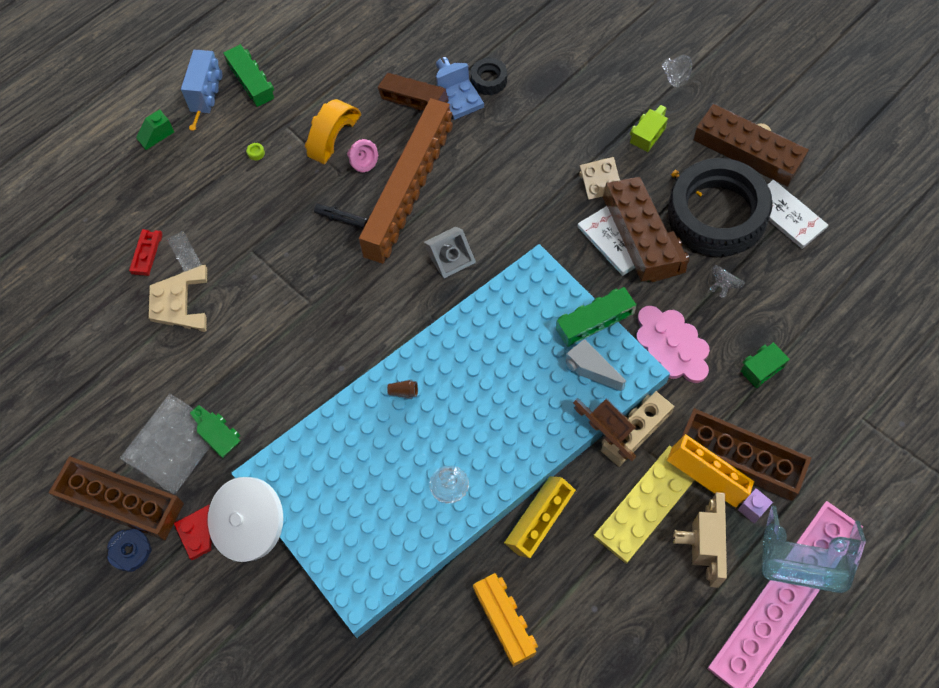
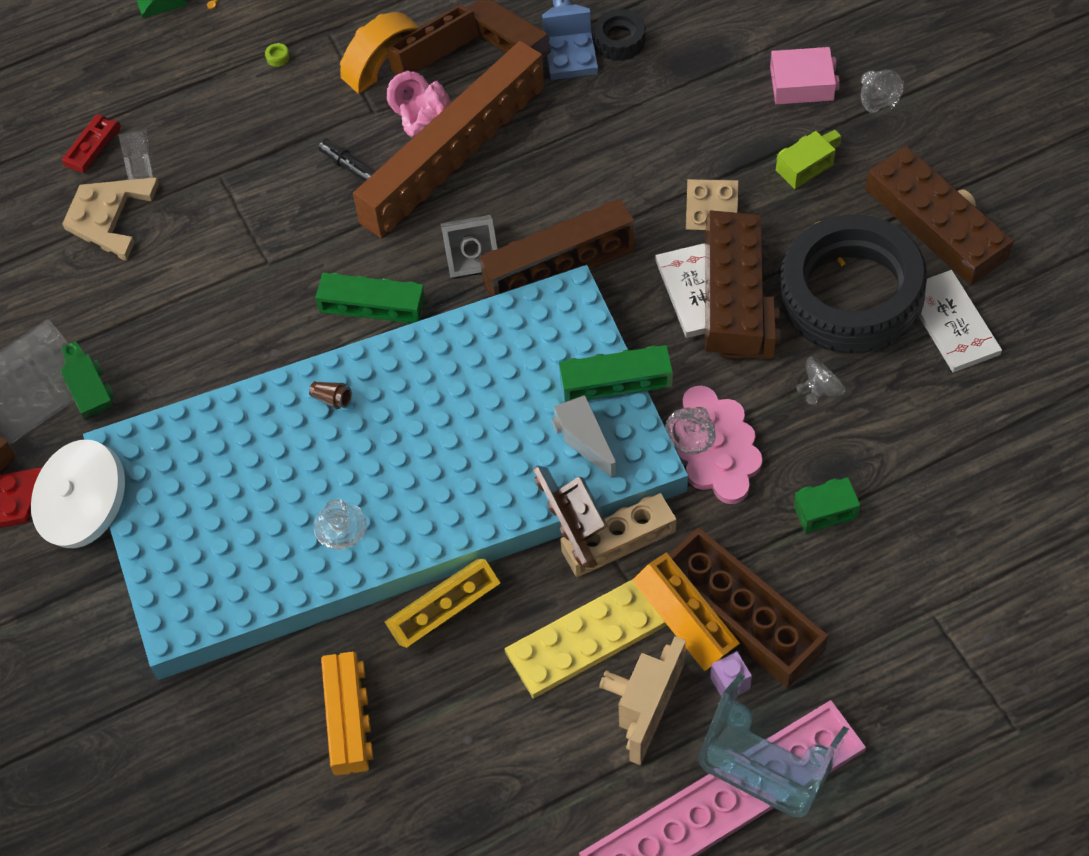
camera: 20 degrees right, 5 degrees down
(365, 113) = (433, 40): none -> reddish brown brick
(381, 164) = (424, 109): none -> bright pink hair
(396, 309) = (370, 298): none -> green brick
(515, 239) = (570, 244): none -> reddish brown brick
(622, 73) = (803, 75): none -> bright pink brick
(659, 340) = (691, 430): none -> clear hair

